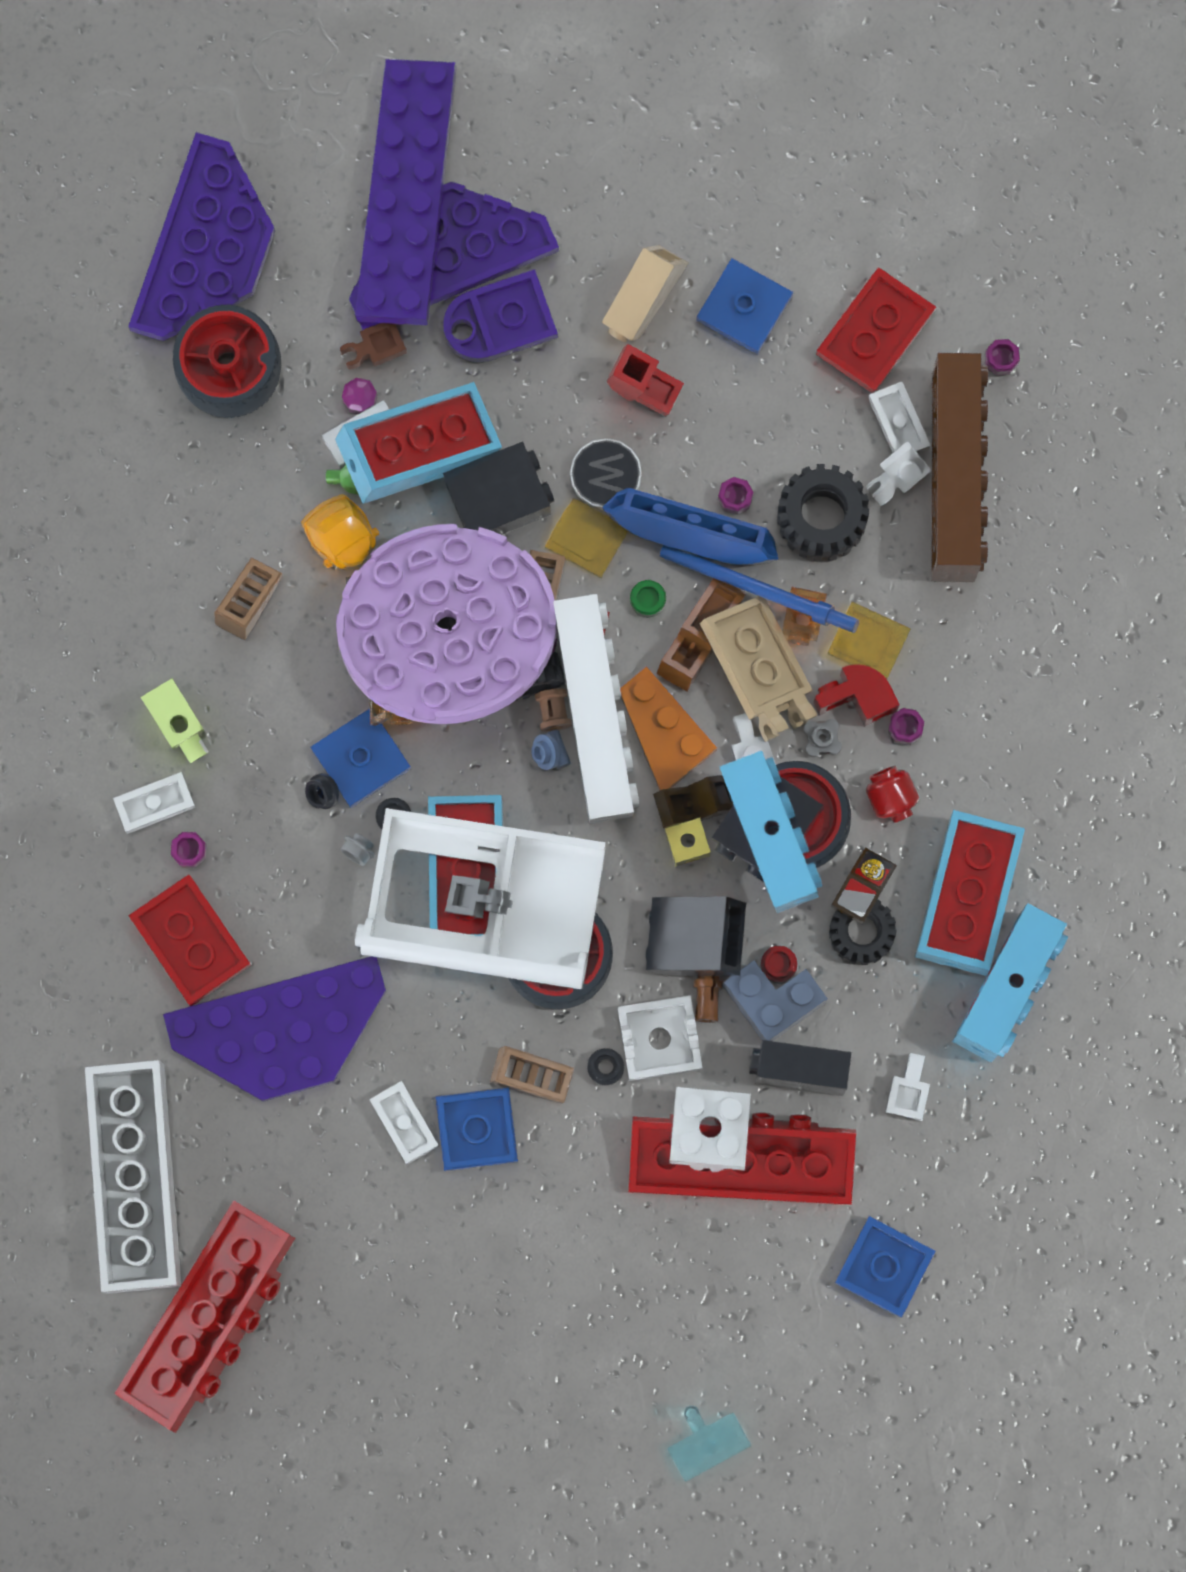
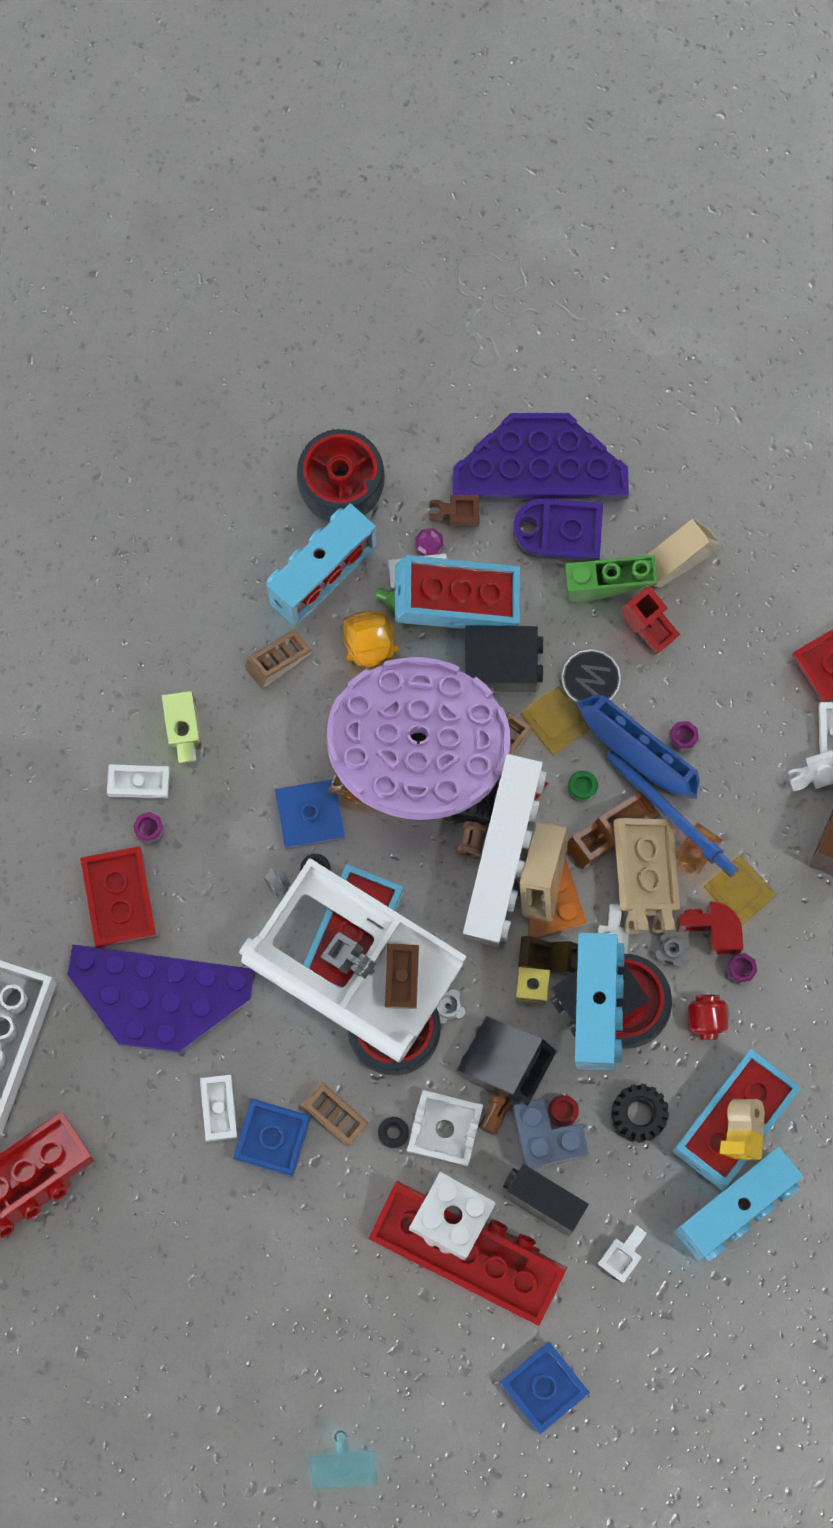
camera: 20 degrees right, 5 degrees down
(208, 244) = (365, 385): dark purple plate -> none
(251, 472) = (321, 564): none -> medium azure brick
(322, 791) = (269, 827): black plate -> none
(406, 192) = (530, 407): dark purple plate -> none
(544, 894) = (402, 976): none -> reddish brown plate
(550, 751) = (456, 870): light blue plate -> none
(578, 351) = (609, 577): none -> bright green slope
(616, 904) = (456, 1010): none -> white plate
(647, 712) = (543, 871): none -> tan slope
(744, 306) = (752, 597): blue plate -> none
(828, 484) = (748, 753): black tyre -> none
(863, 885) = (655, 1078): slope -> none
(984, 901) = (744, 1130): none -> leg

